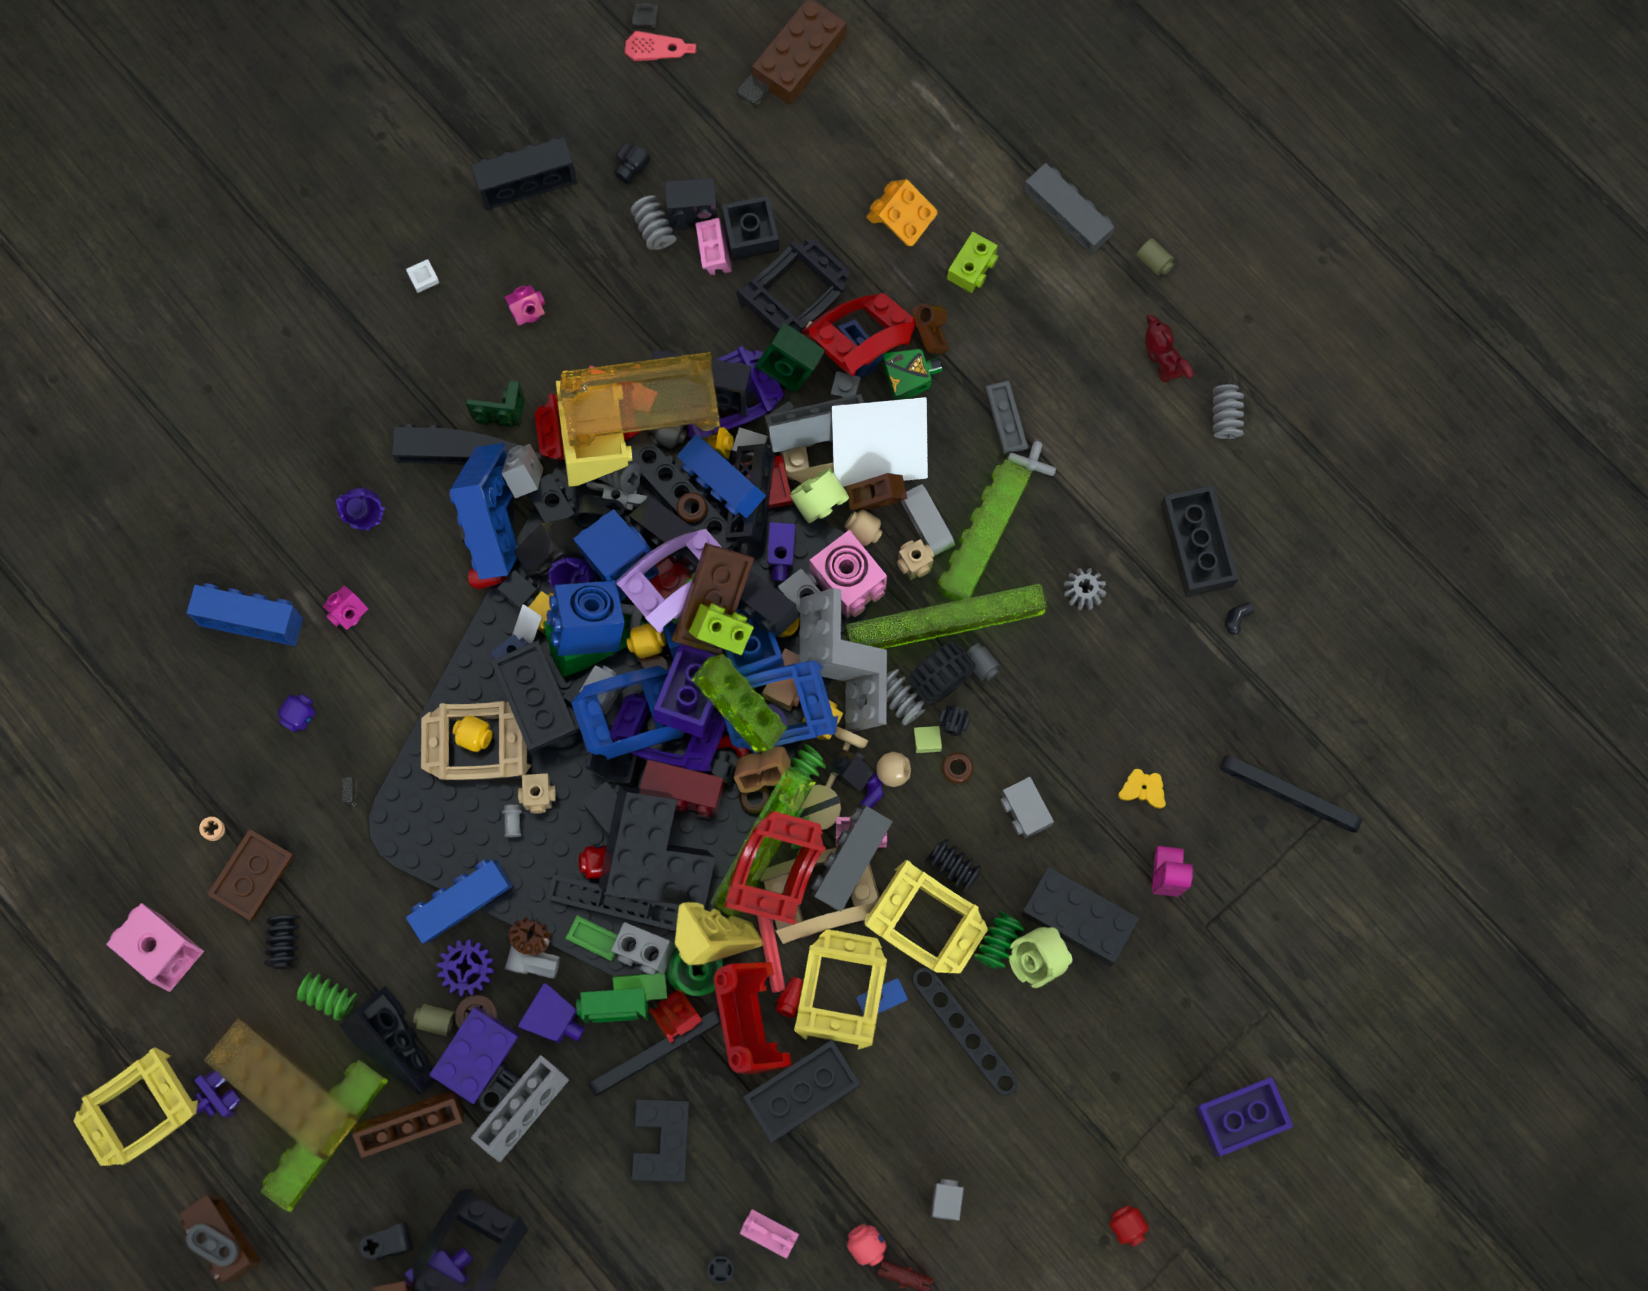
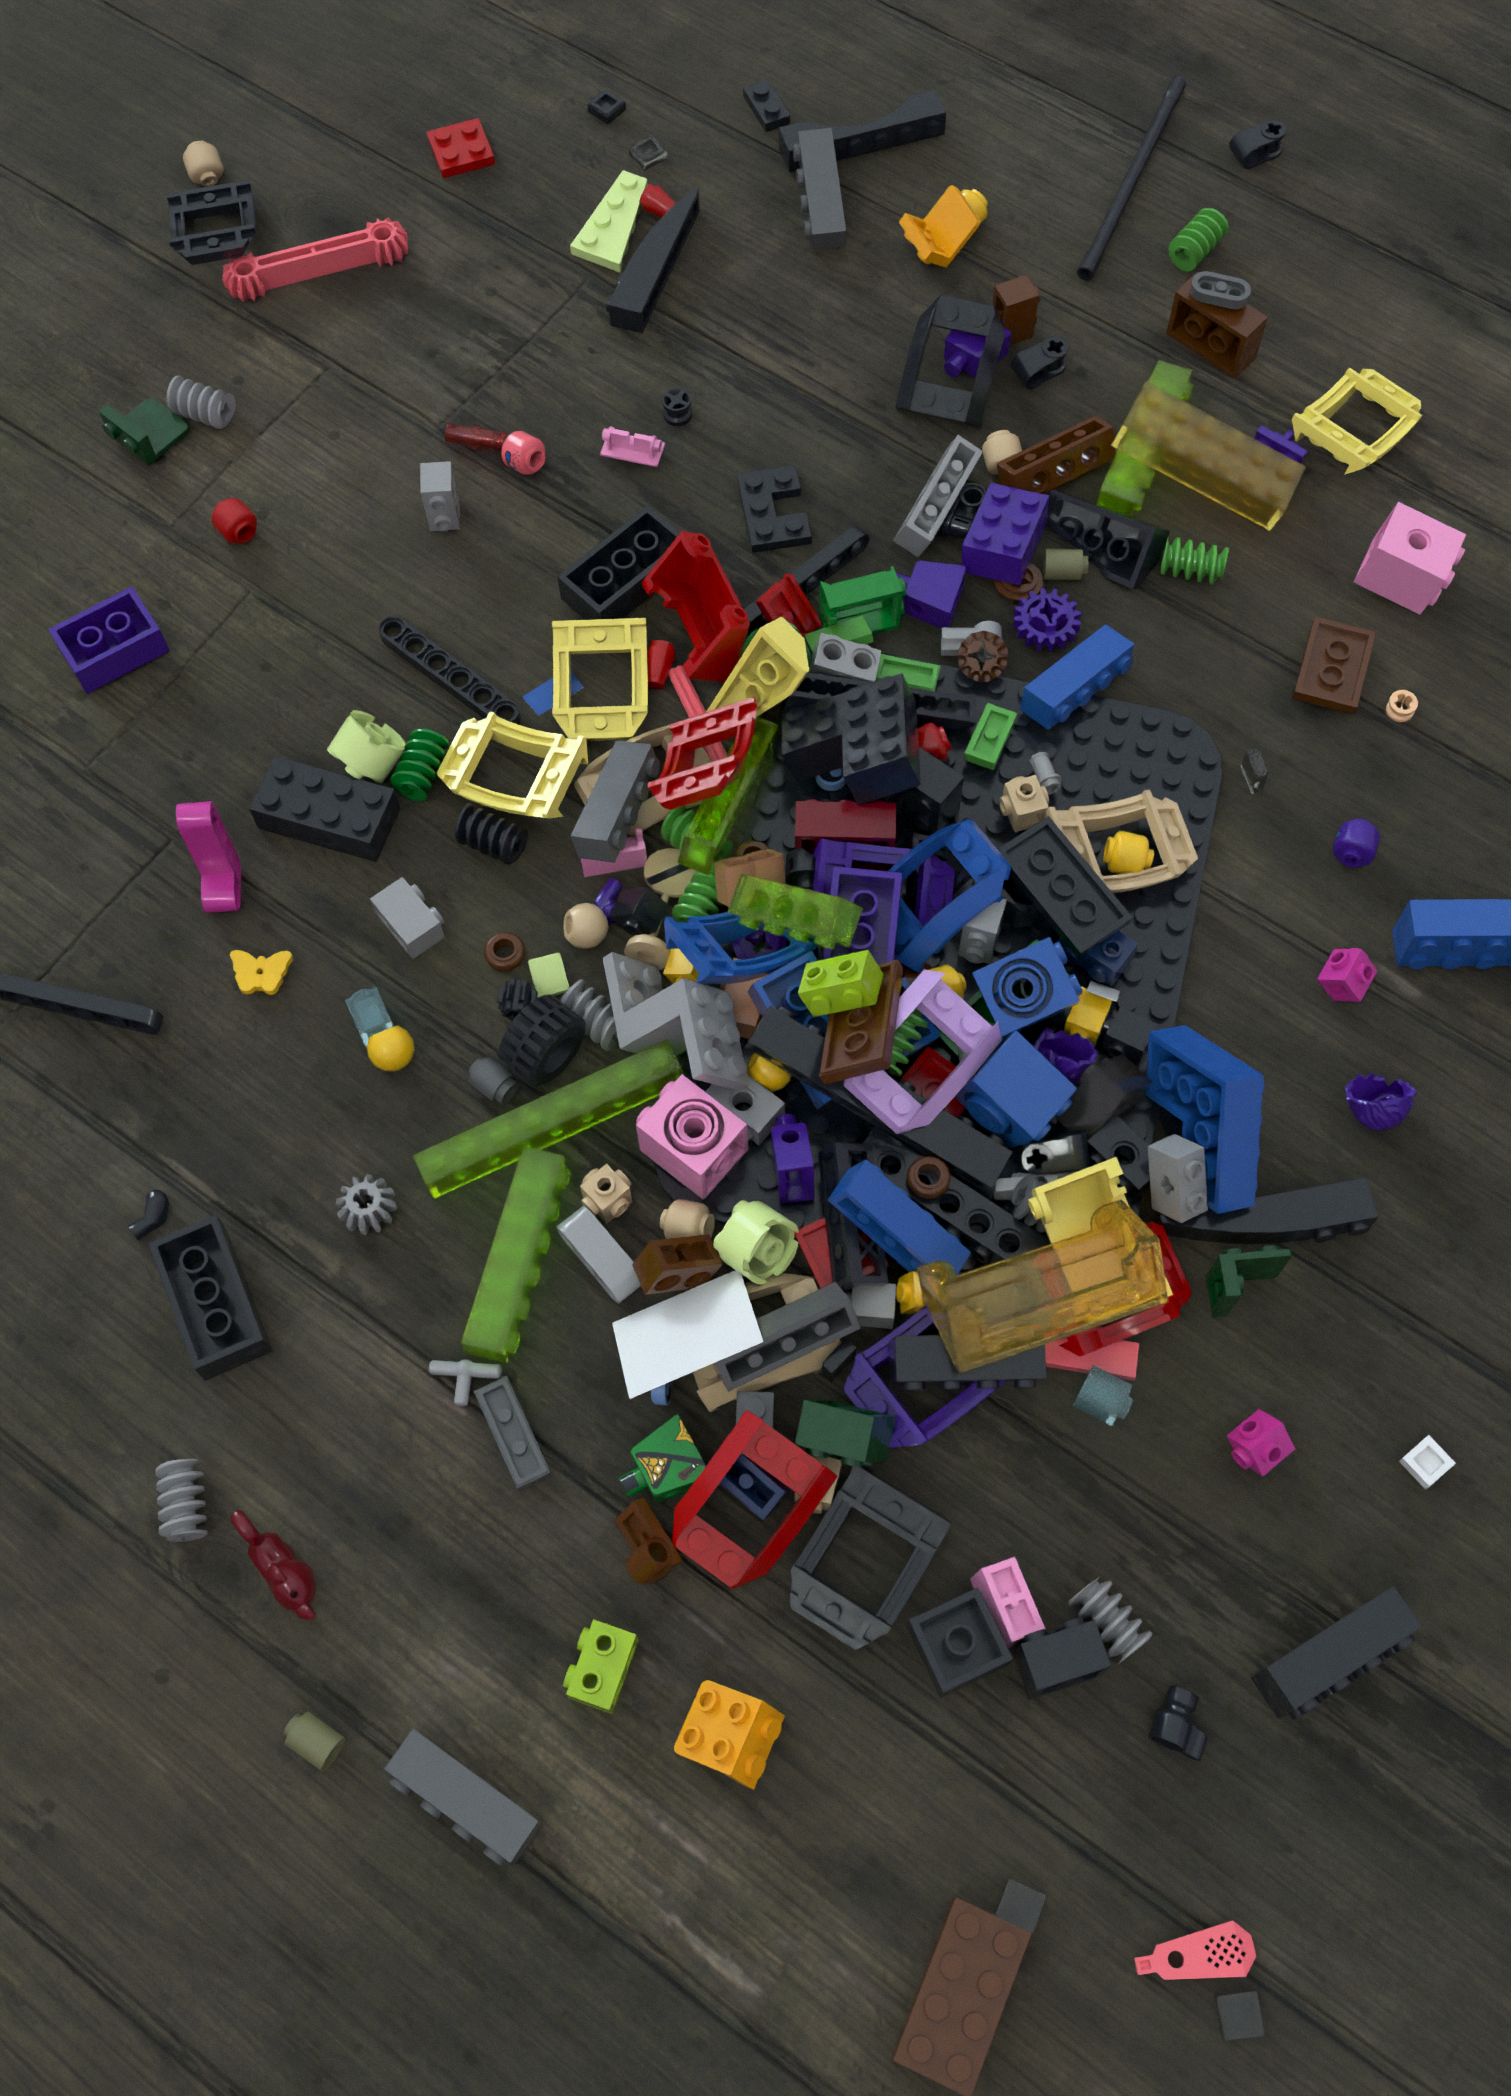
camera: 170 degrees right, 10 degrees down
(281, 942) = (1267, 602): black piece -> none
(450, 1147) = (999, 447): none -> tan head
(544, 862) = (990, 736): none -> bright green plate
(613, 353) = (1104, 1396): none -> clear light blue brick
(1053, 701) = (391, 1049): none -> yellow piece
(1065, 733) = (368, 1013): none -> clear light blue brick

